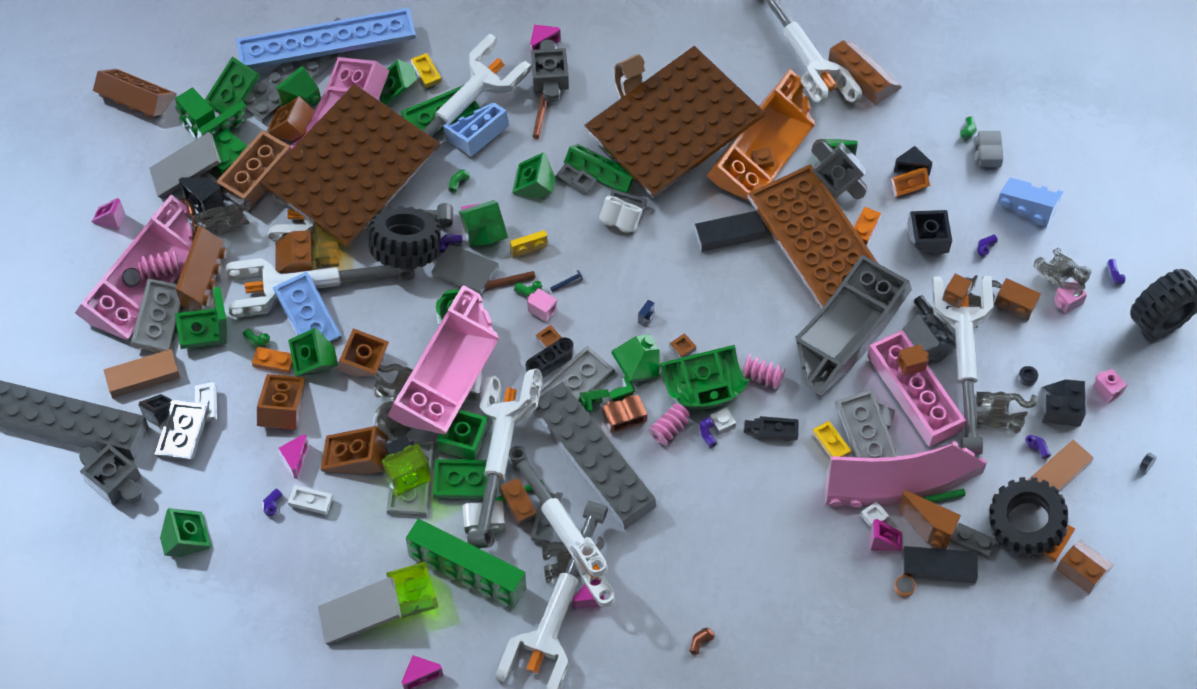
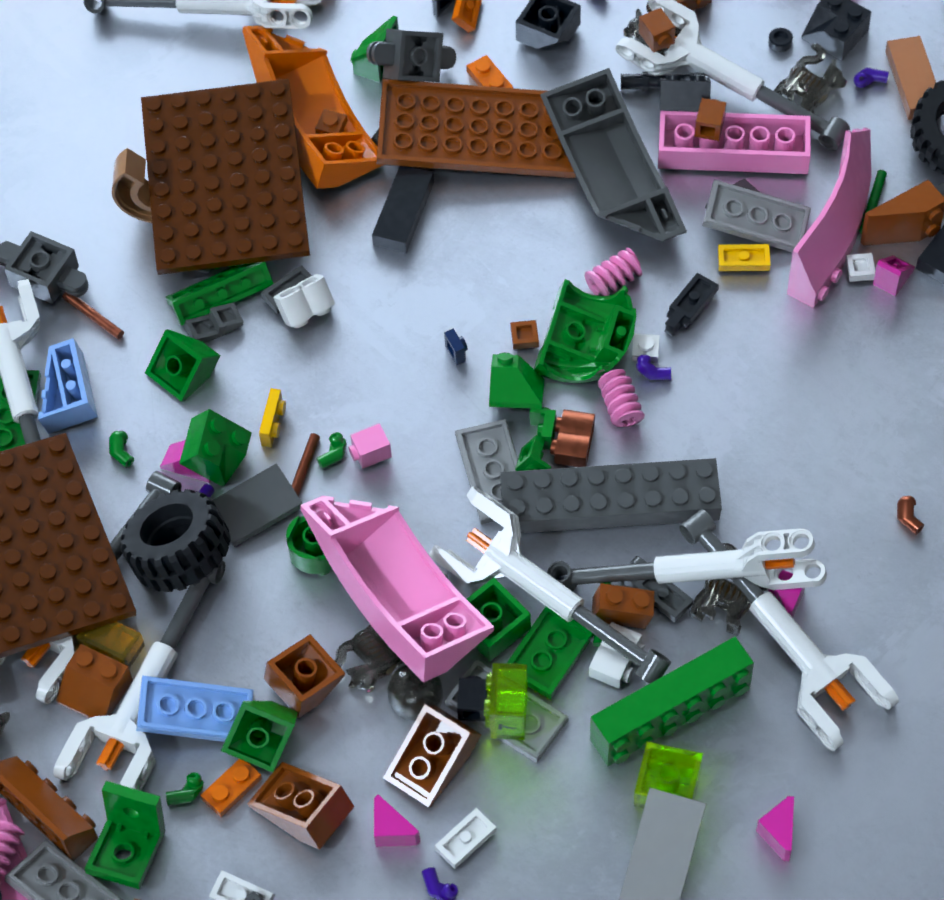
camera: 55 degrees left, 0 degrees up
(548, 336) = (417, 464): dark orange plate -> none
(554, 352) = (448, 488): black beam -> none
(578, 275) = (351, 390): dark blue pin -> none

